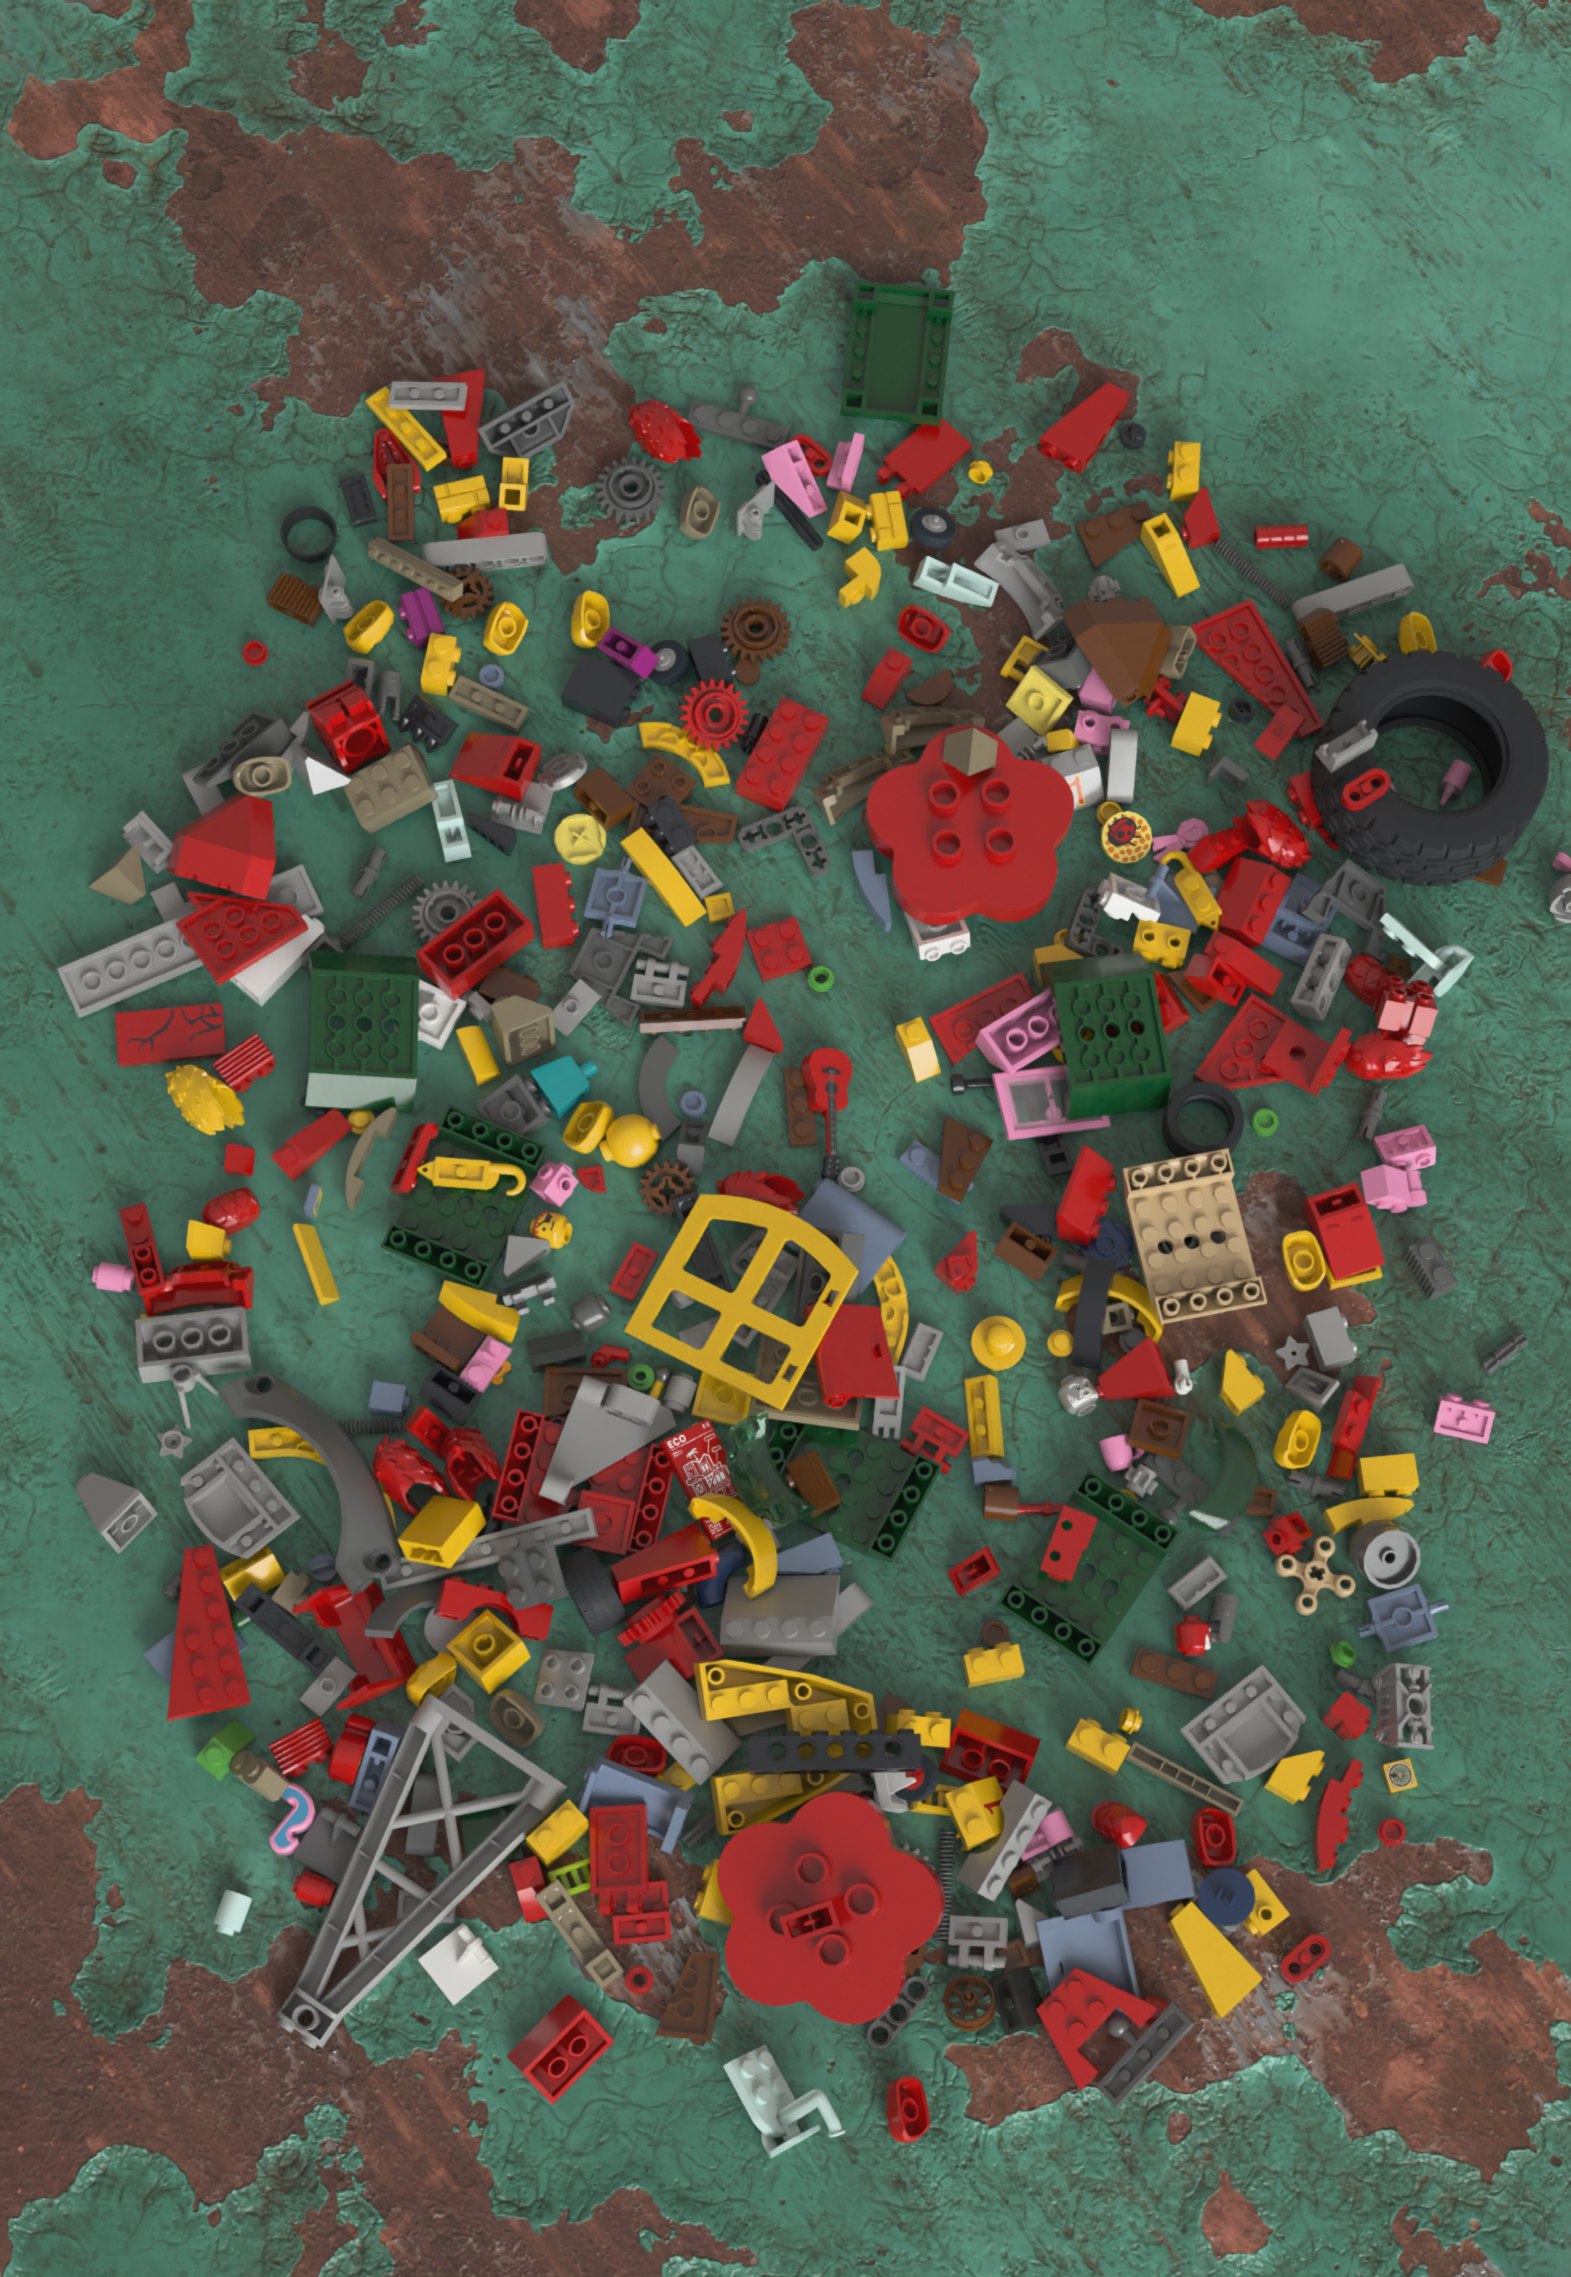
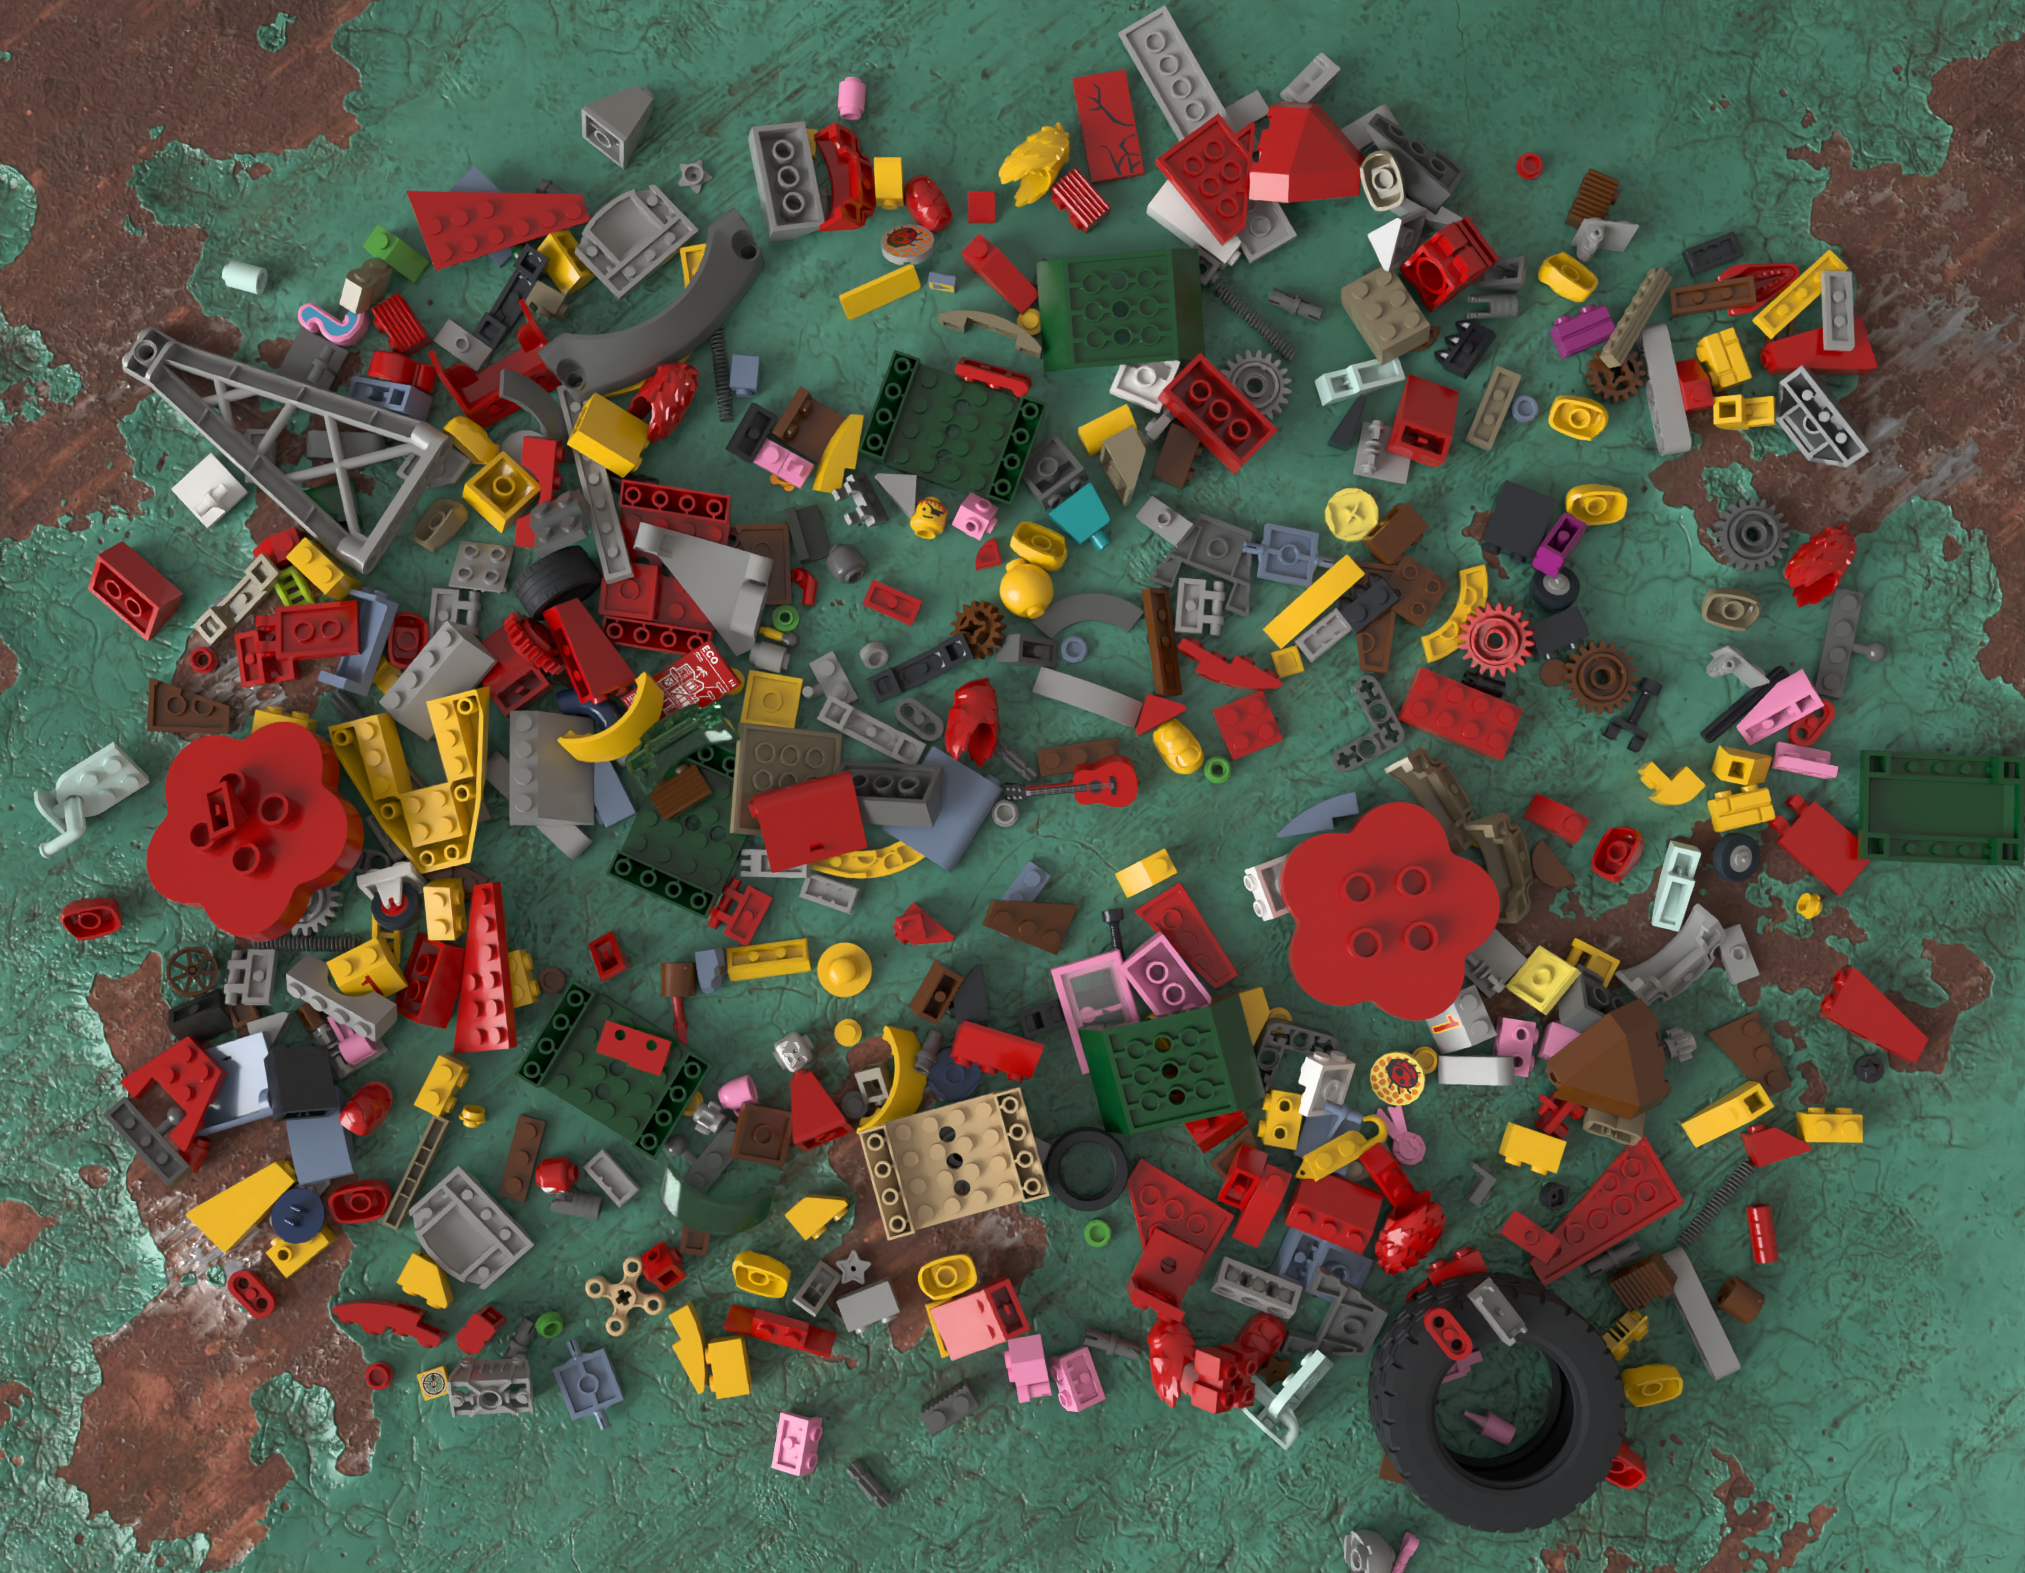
camera: 90 degrees right, 15 degrees up
(123, 878) = (1270, 60): dark tan slope -> none
(142, 1249) = (876, 123): red slope -> none
(184, 1381) = (742, 173): light grey plant -> none
(271, 1230) = (907, 244): none -> tile
(305, 513) = (1685, 189): black tyre -> none
(314, 1889) = (269, 350): red brick -> none
(323, 1568) = (578, 325): sand blue tile -> none
(428, 1430) = (712, 418): red plate -> none
(439, 665) = (1531, 353): yellow brick -> none
(468, 1461) = (681, 455): red head -> none
(471, 1173) = (977, 433): yellow plate -> none
(554, 906) = (1274, 493): red brick -> none
(562, 771) = (1421, 489): light grey tile -> none
(738, 1306) = (849, 705): yellow window -> none
(797, 1012) = (1178, 747): none -> yellow piece
(802, 1163) = (1015, 761): none -> dark grey axle
(805, 624) = (1648, 689): none -> black bar
(821, 1763) = (387, 758): black brick -> none
(891, 2026) = (188, 917): dark grey beam -> none
(970, 751) = (1464, 907): dark tan slope -> none
(1004, 1690) = (486, 998): none -> red wing
(1061, 741) = (1498, 1006): yellow slope -> none
(1092, 1312) = (877, 1062): black slope -> none
(1182, 1382) = (815, 1156): white arm -> none
(1316, 1485) = (718, 1294): dark grey pin -> none
(1385, 1554) = (644, 1365): wheel -> none

